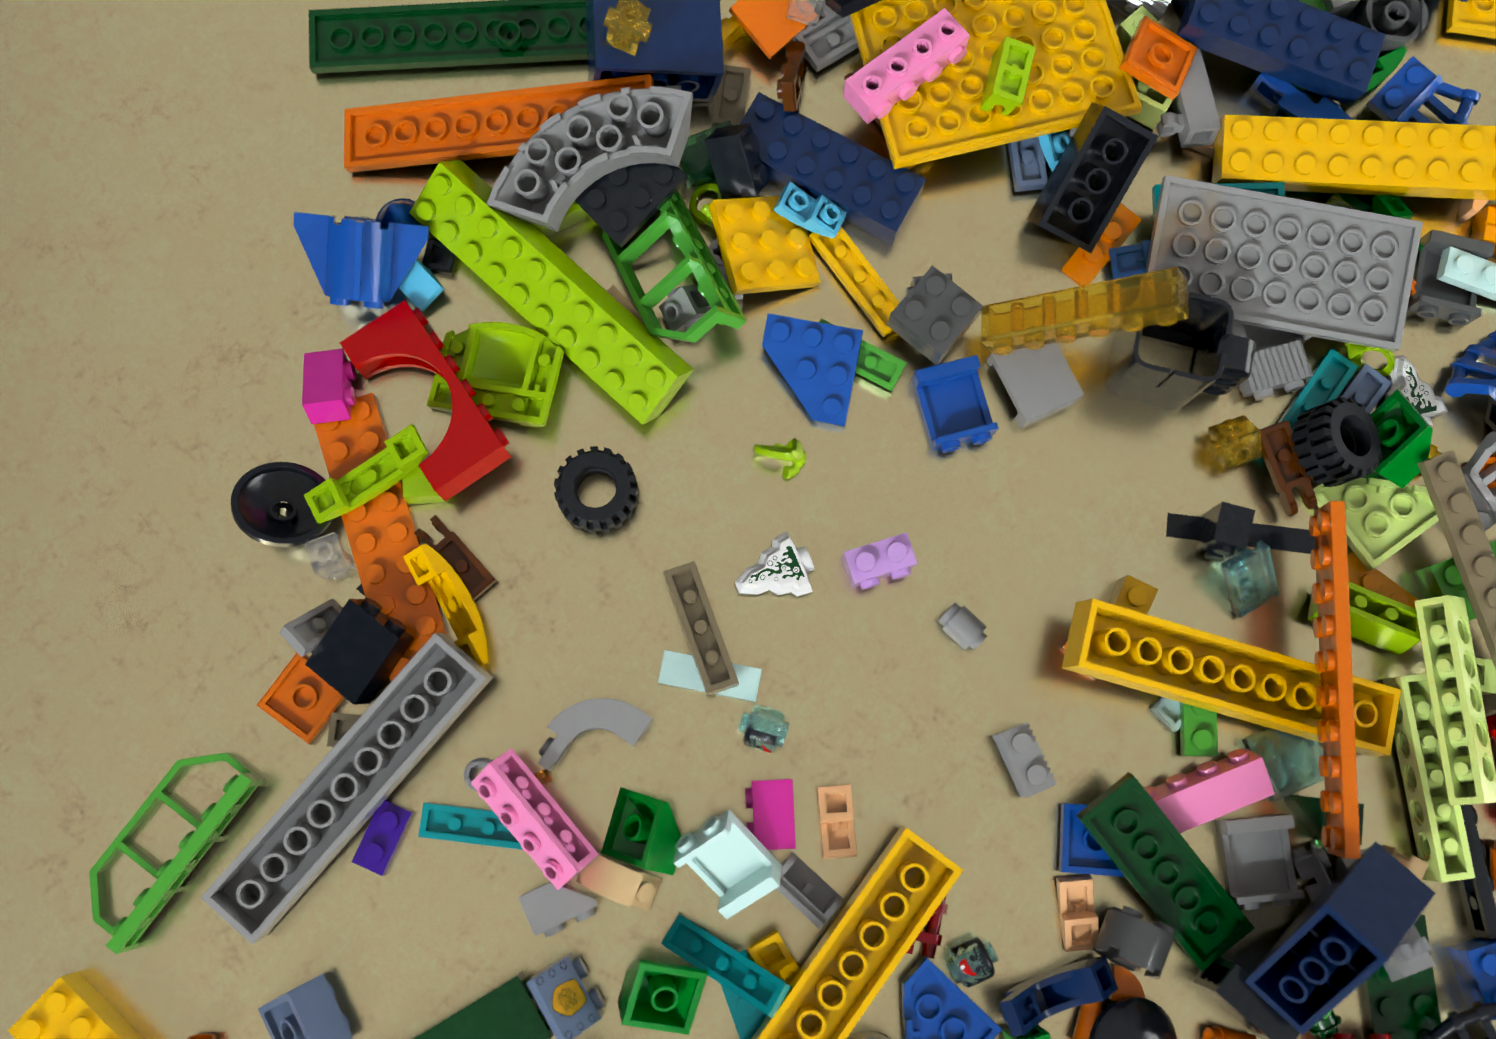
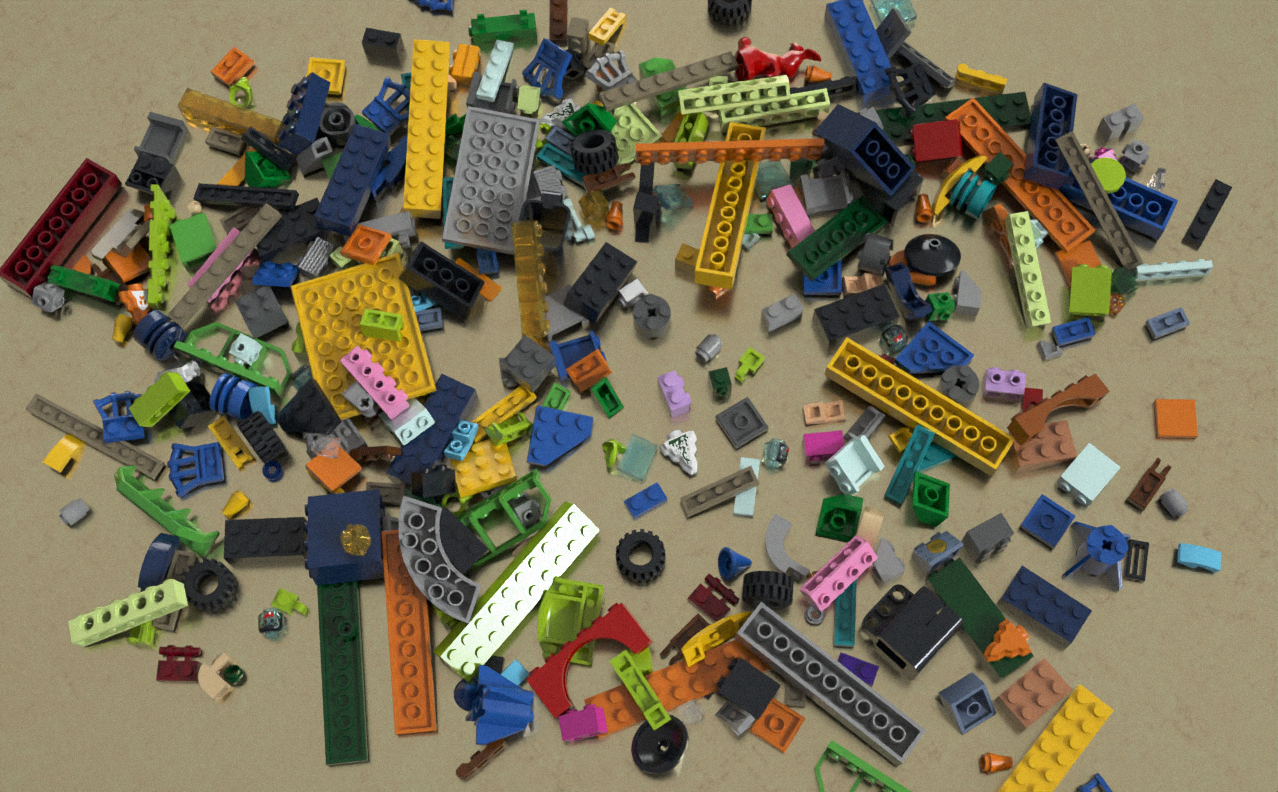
camera: 85 degrees left, 10 degrees down
(285, 218) = (479, 758): none -> reddish brown hinge
(424, 939) = (913, 629): none -> black piece
(513, 601) = (708, 603): none -> dark red plate
(516, 695) = (768, 587): none -> black tyre
(574, 642) = (731, 563): none -> blue hat
(696, 506) = (645, 500): none -> blue plate
(770, 495) = (637, 457): none -> clear light blue plate
(824, 675) = (741, 422): none -> dark grey plate
(826, 286) = (509, 429): none -> lime hinge
(841, 127) = (409, 422): none -> light aqua panel
(876, 41) = (358, 397): none -> light grey piece
(877, 448) = (605, 397): none -> green slope
(896, 641) = (719, 382): none -> dark green brick
(923, 419) = (589, 370): none -> orange plate
(934, 696) = (750, 362): none -> lime plate
(1013, 894) = (855, 316): none -> black brick
(1041, 532) = (651, 326): none -> dark grey brick
(1064, 501) = (631, 294): none -> white brick
(1084, 443) = (600, 282): none -> black brick
(1186, 422) = (581, 232): none -> light aqua brick
(1214, 478) = (614, 217): none -> orange cone
(1443, 337) = (528, 99): none -> yellowish green brick

